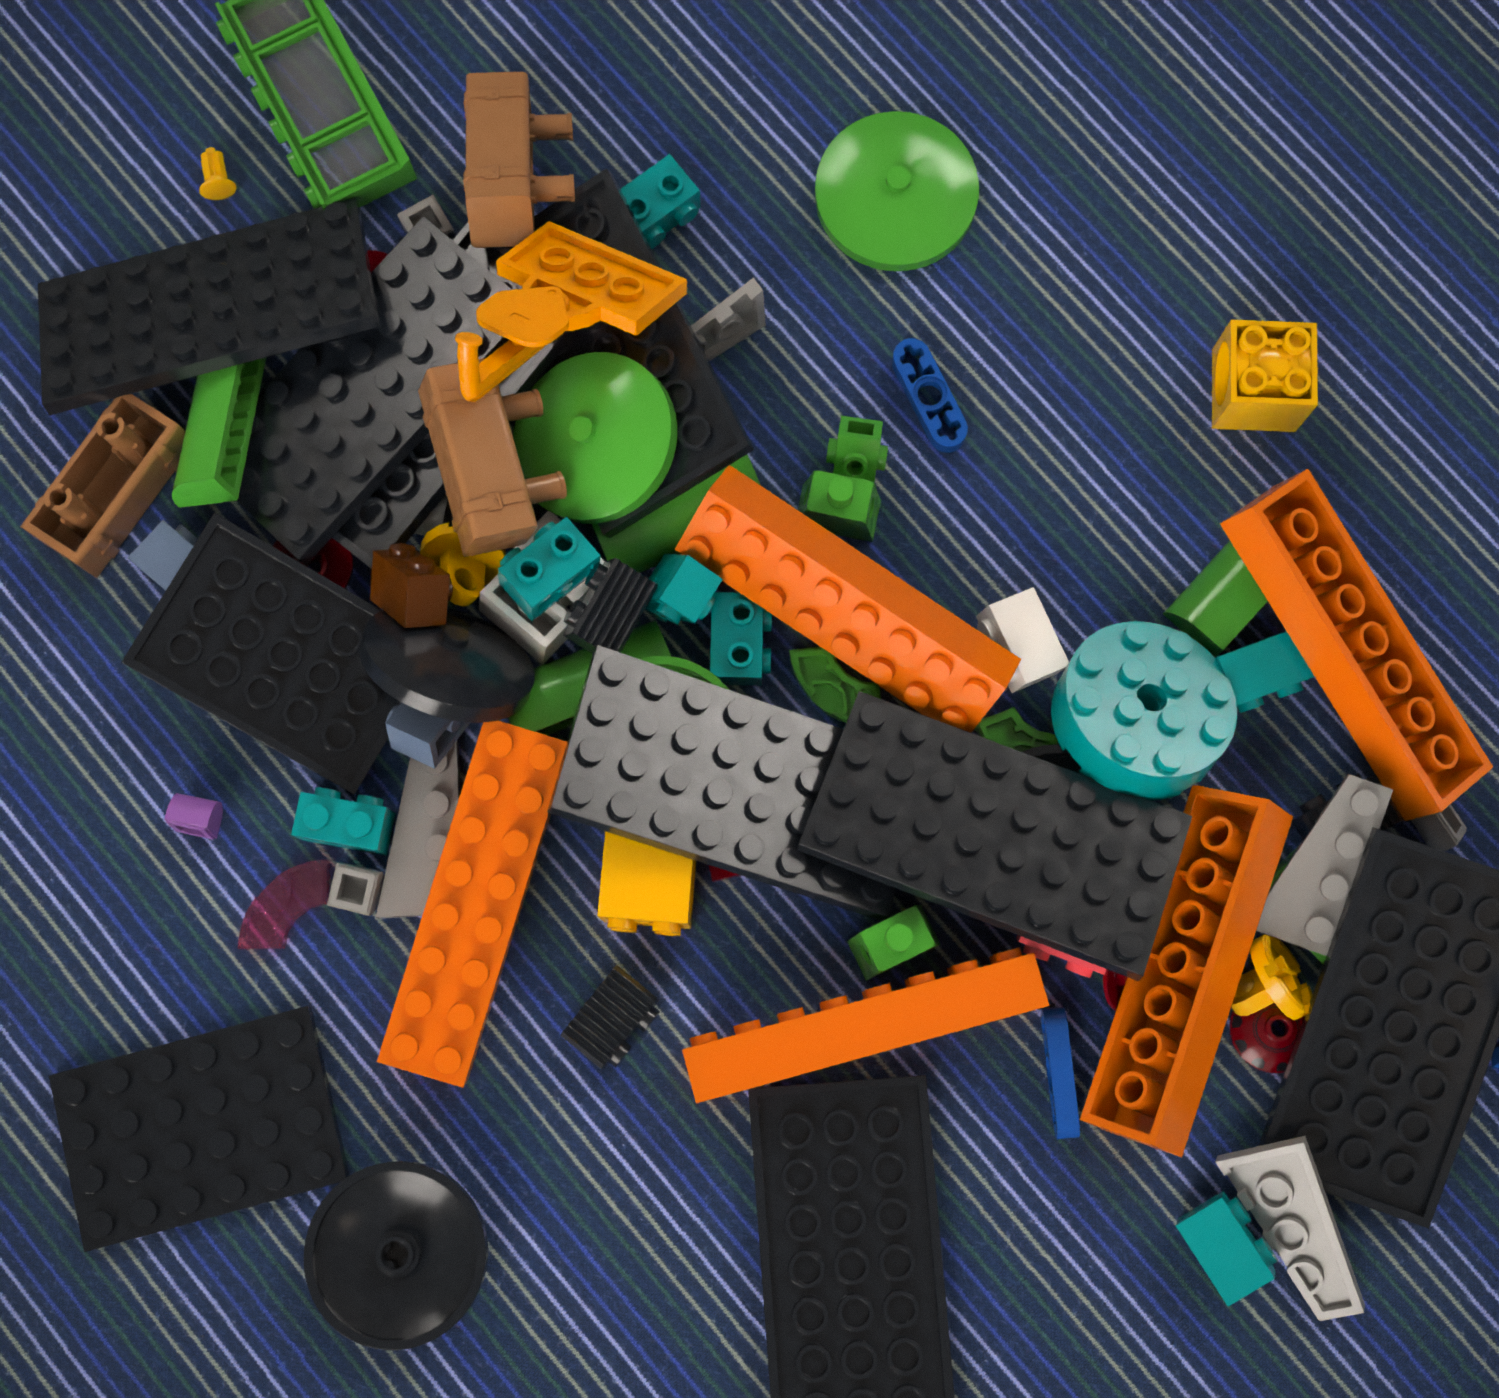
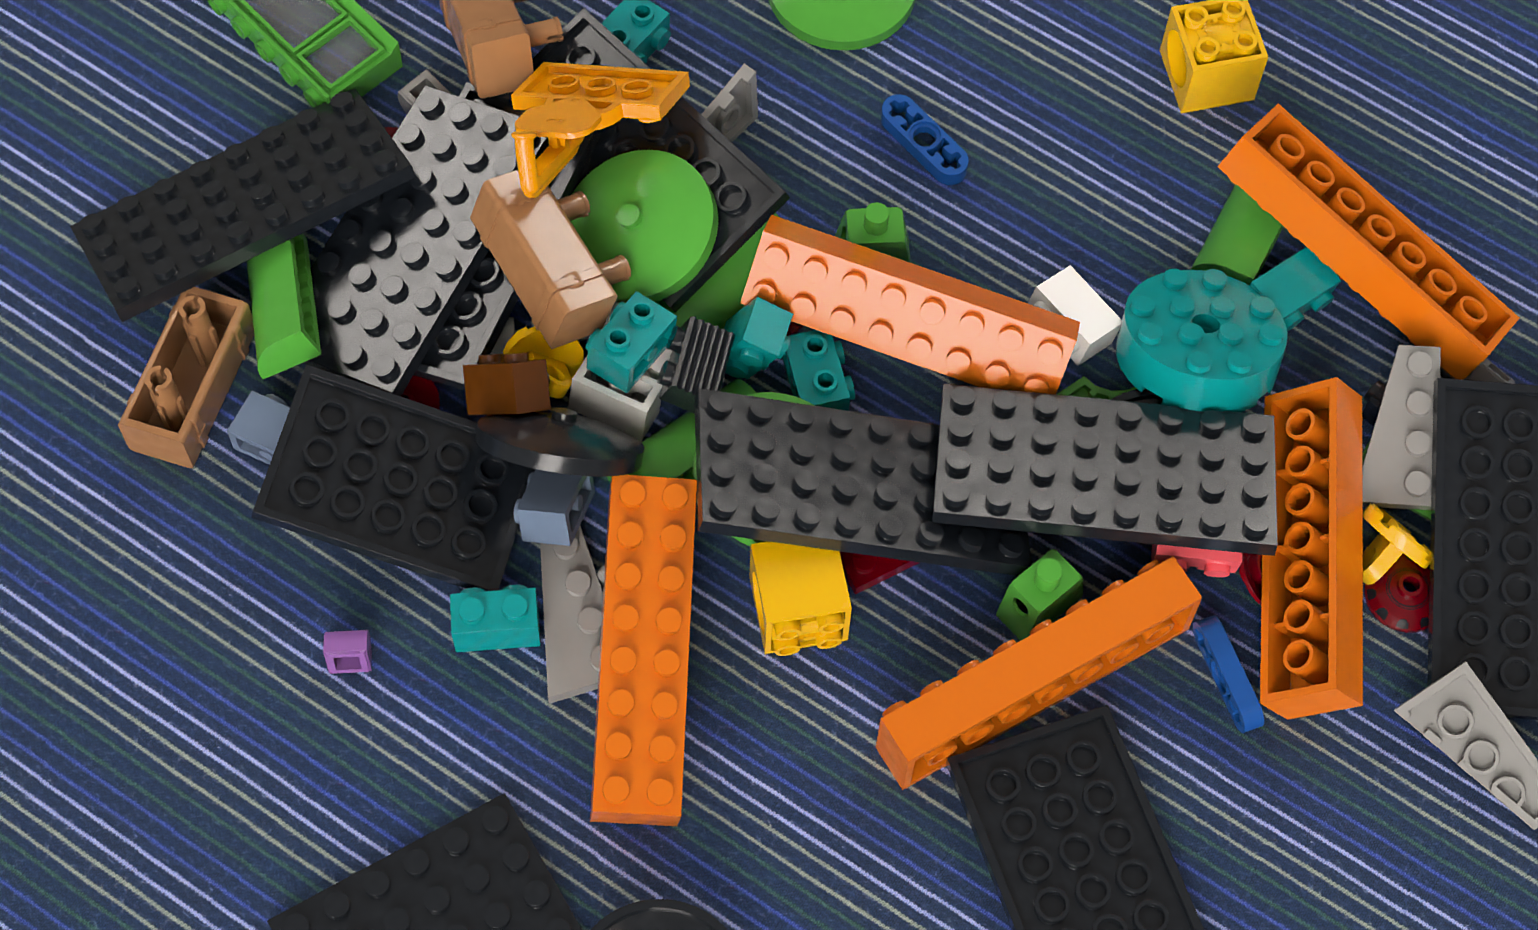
camera: 20 degrees left, 15 degrees down
(216, 183) = (218, 106): yellow piece -> none
(282, 903) = (452, 711): clear pink tile -> none
(355, 889) = (522, 674): light grey brick -> none
(611, 1018) = (798, 730): black brick -> none
(828, 682) = (905, 395): bright green tile -> none
(858, 448) = (875, 185): bright green brick -> none
(1227, 1248) = (1429, 781): teal brick -> none

